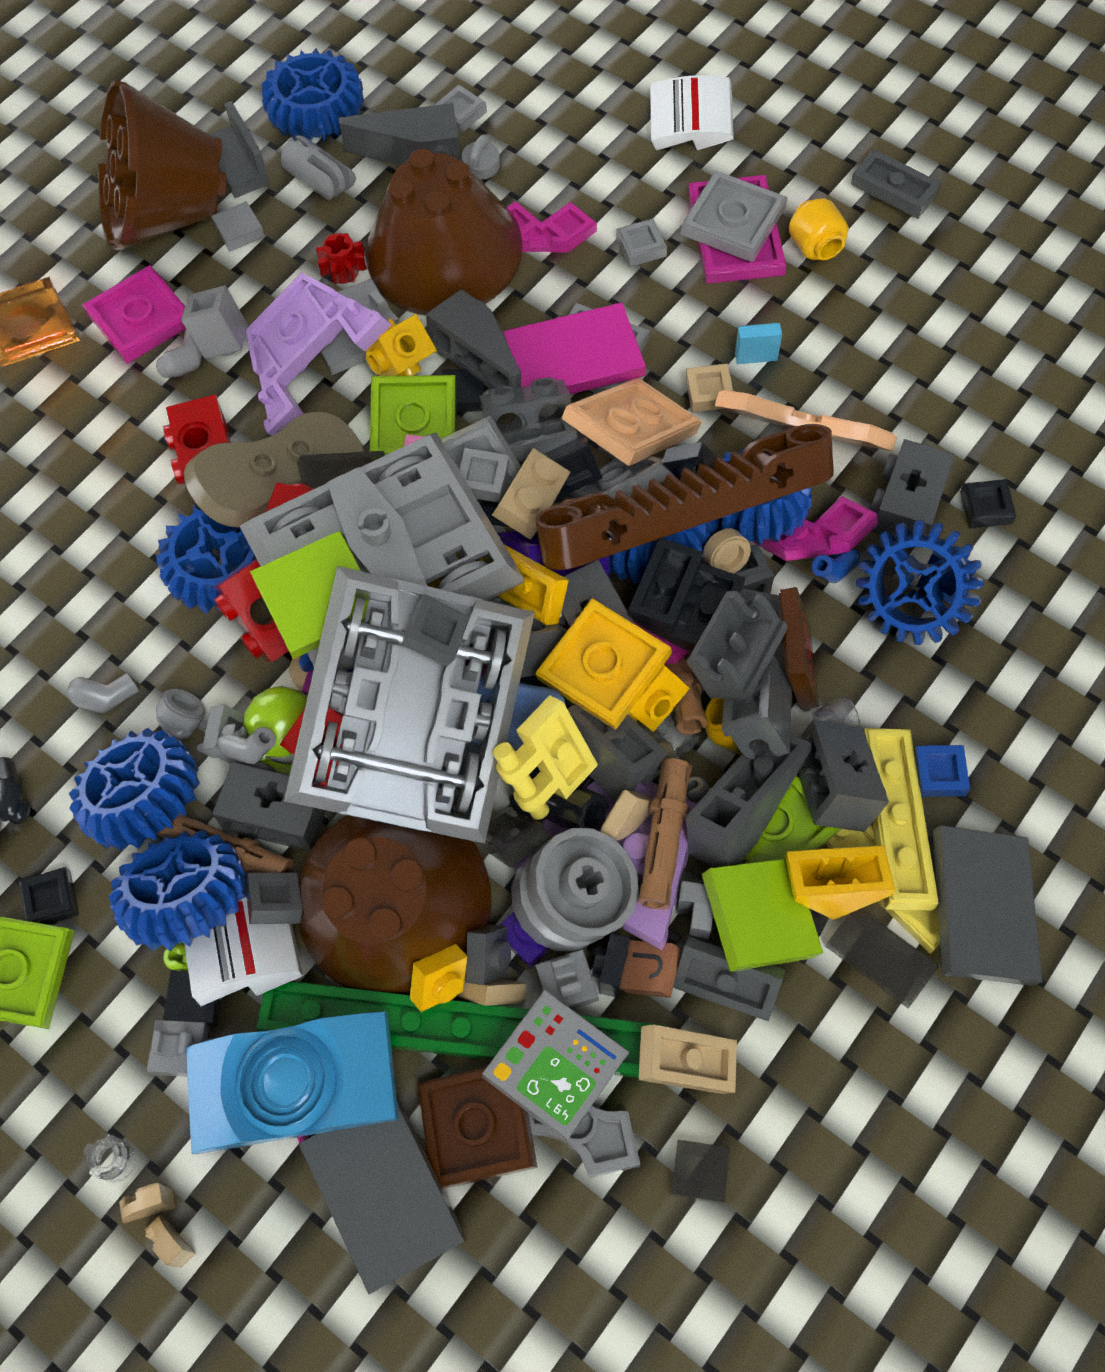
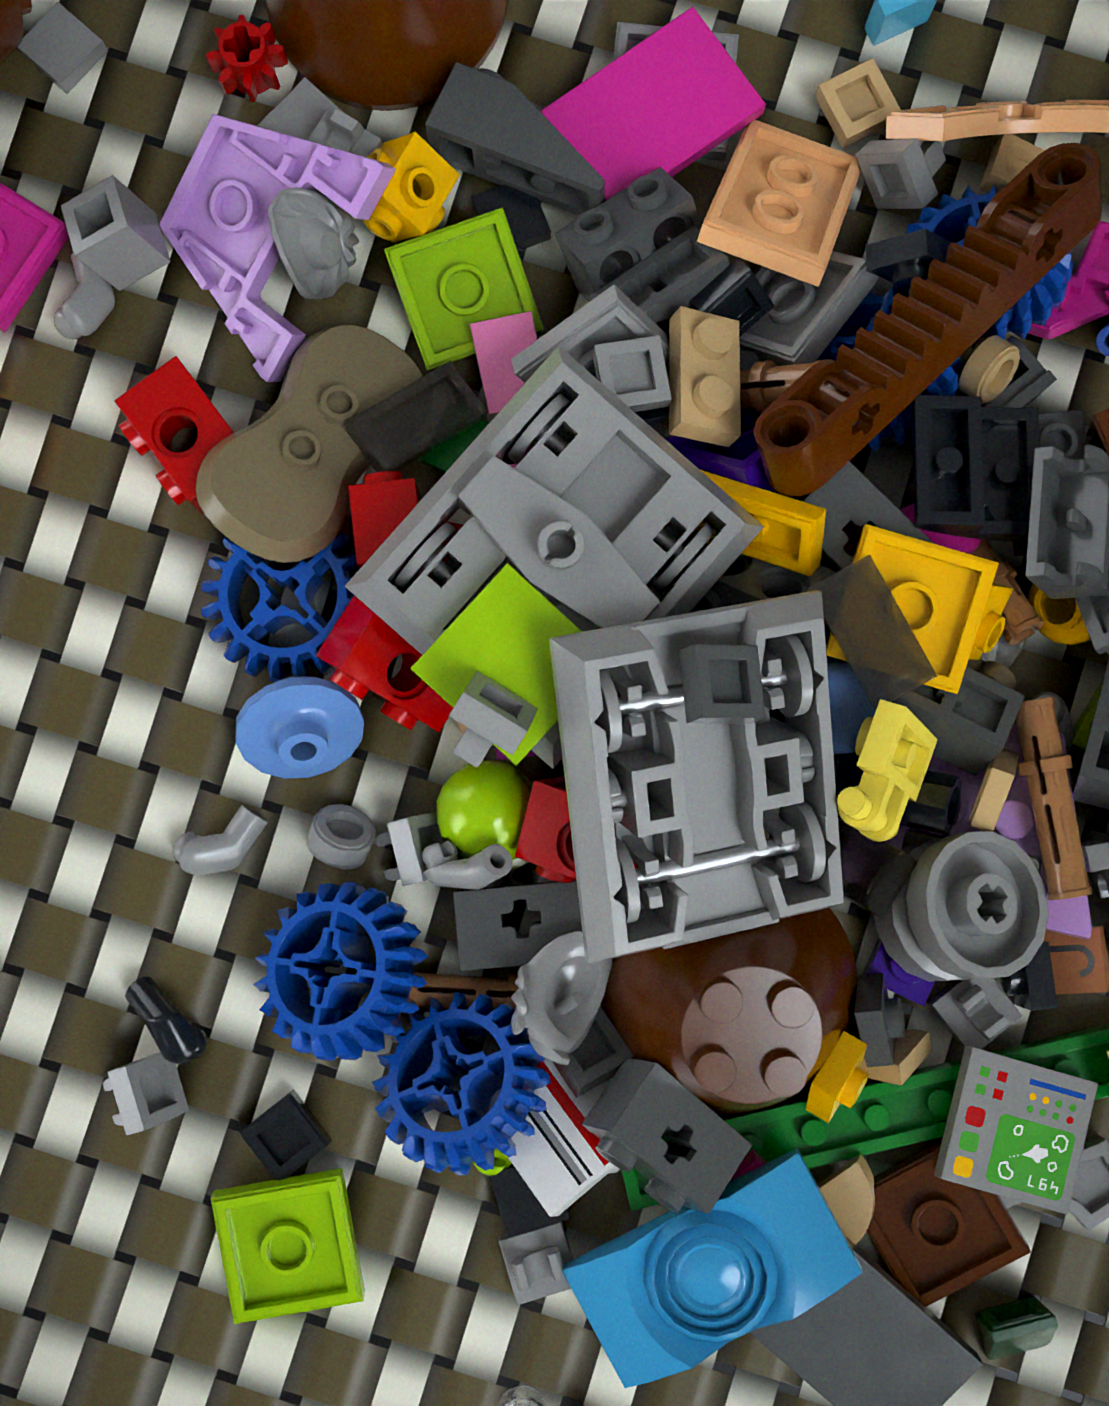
camera: 25 degrees left, 20 degrees up
(194, 617) = (299, 727): none -> medium blue piece
(272, 846) = (559, 997): none -> light grey hat
(280, 609) = (491, 718): none -> light grey tile
(291, 936) = (666, 1136): none -> dark grey brick
(328, 358) = (312, 241): none -> light grey hat
(415, 1077) = (851, 1197): none -> tan tile
(503, 1235) = (1015, 1327): none -> dark green slope
(567, 660) = (873, 632): none -> clear smoke tile
(719, 428) = (901, 171): none -> light grey tile

